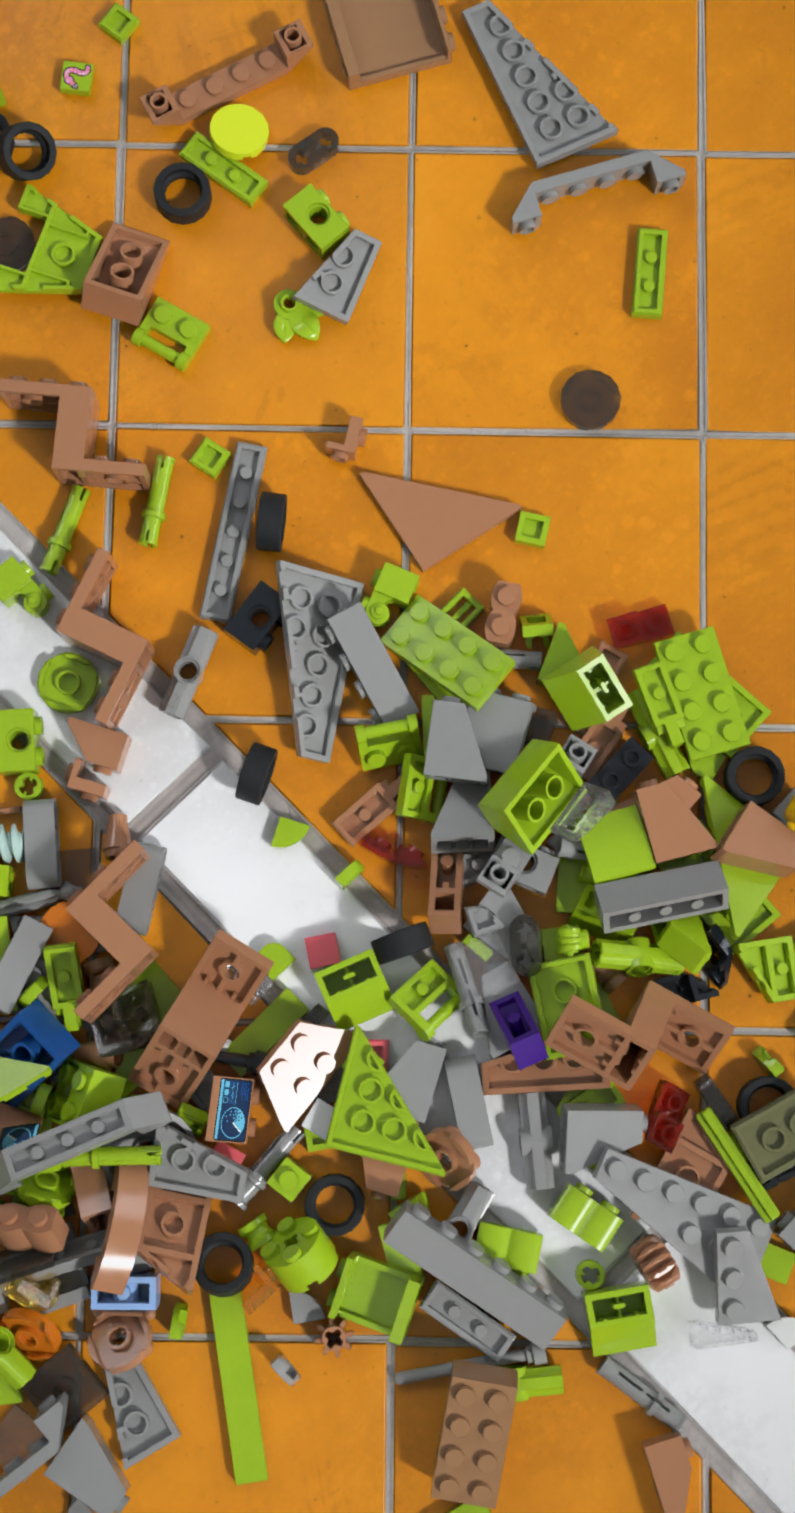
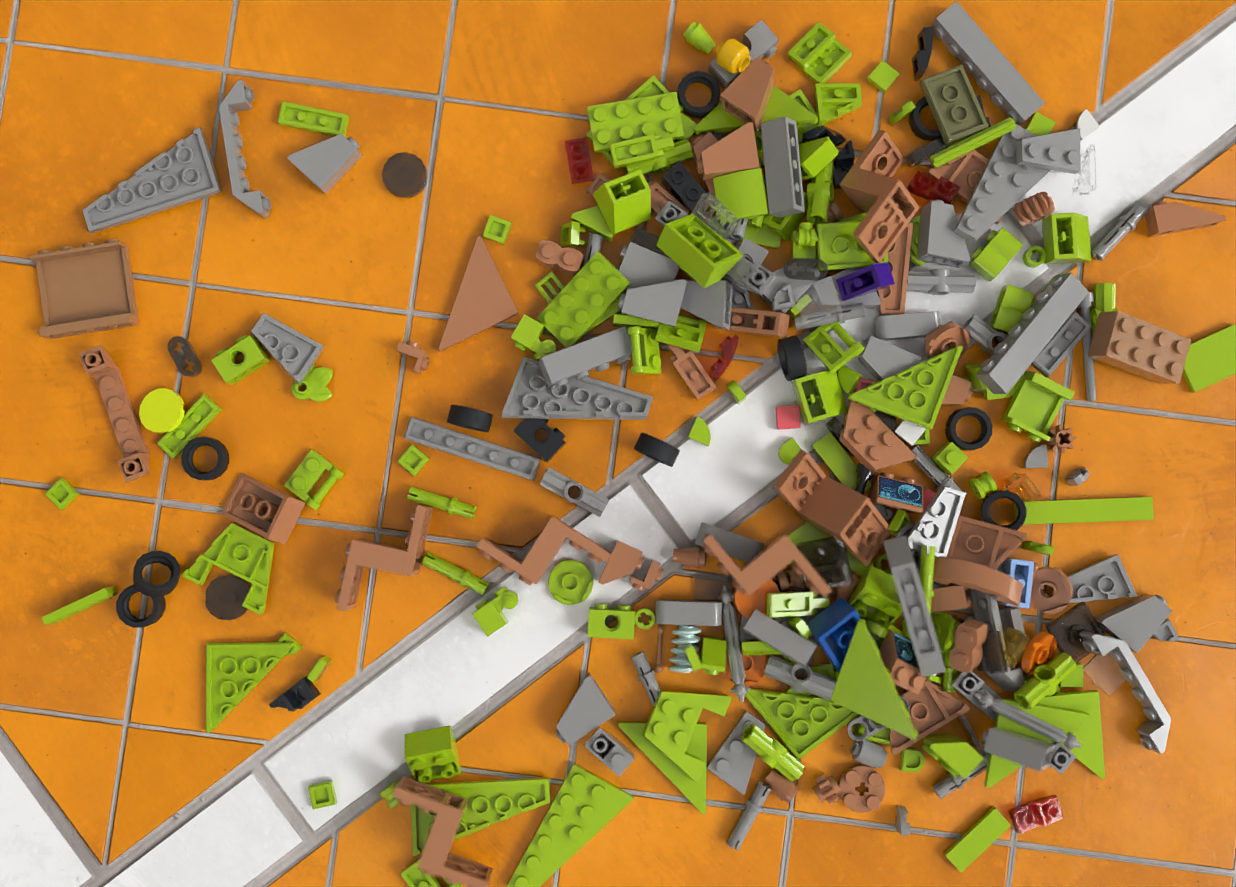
camera: 85 degrees left, 5 degrees up
(77, 78) = (102, 530): lime tile -> none
(300, 1254) = (1004, 455): lime brick -> none
(385, 1027) = (848, 379): none -> lime tile
(594, 297) = (327, 160): none -> light grey slope

